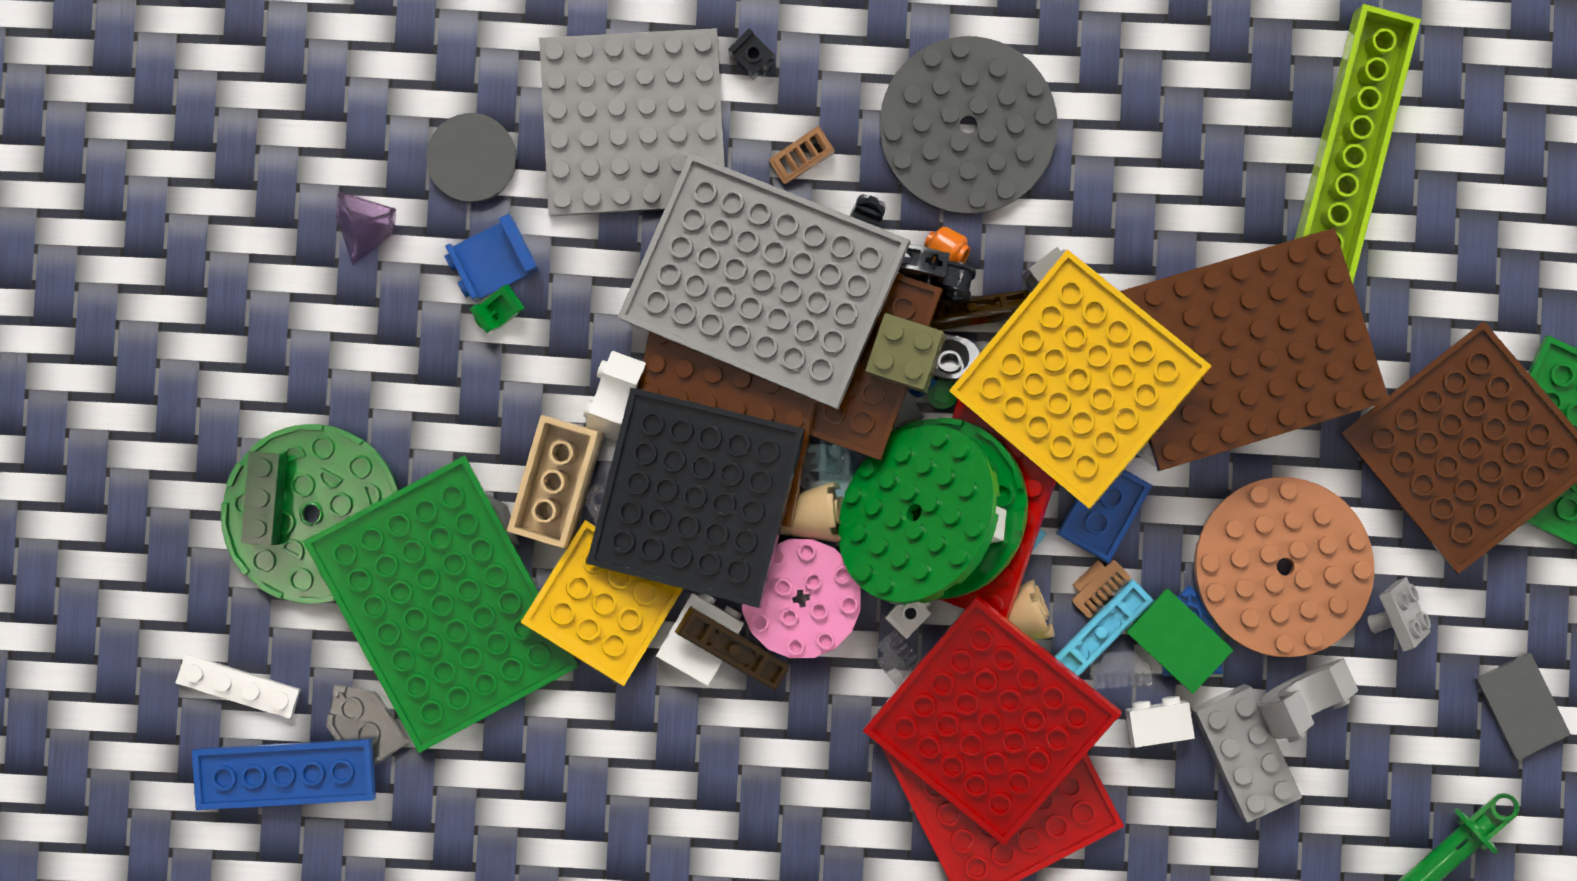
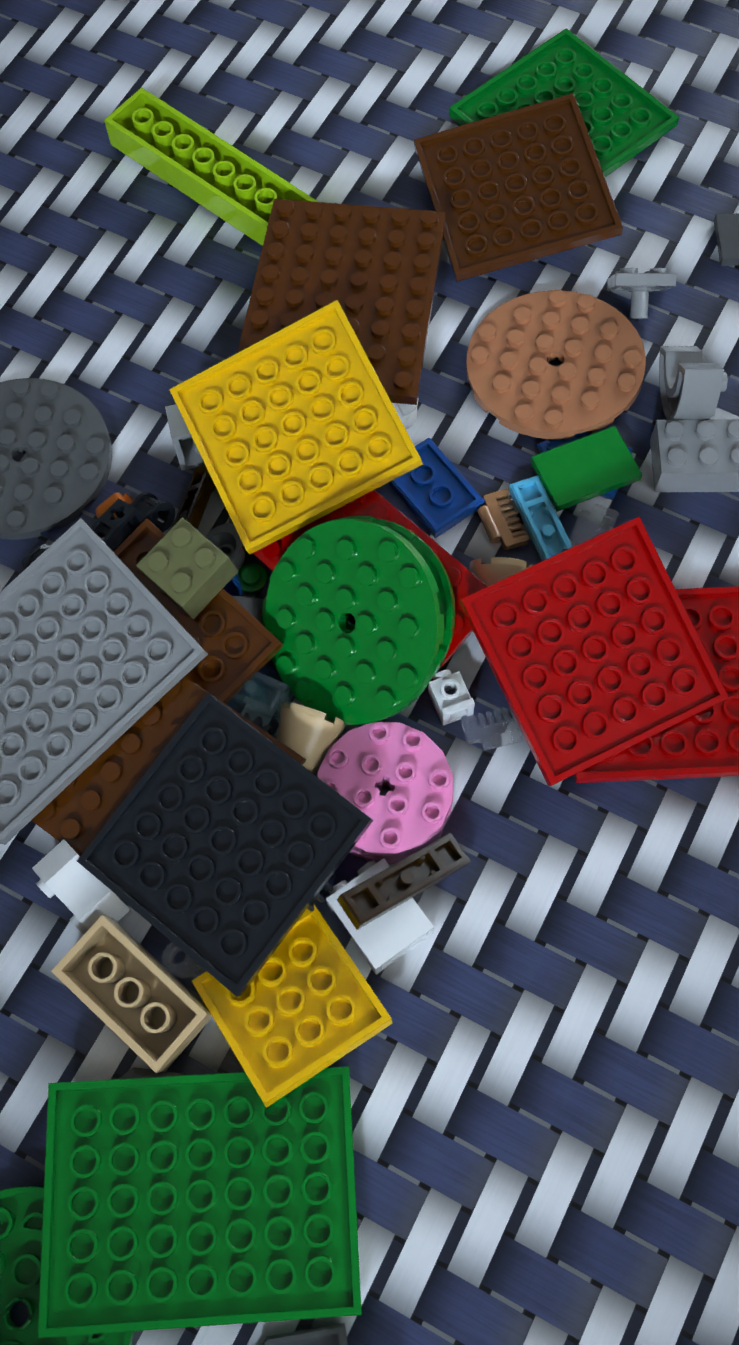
camera: 60 degrees left, 20 degrees down
(1159, 722) = (661, 512): white brick -> none

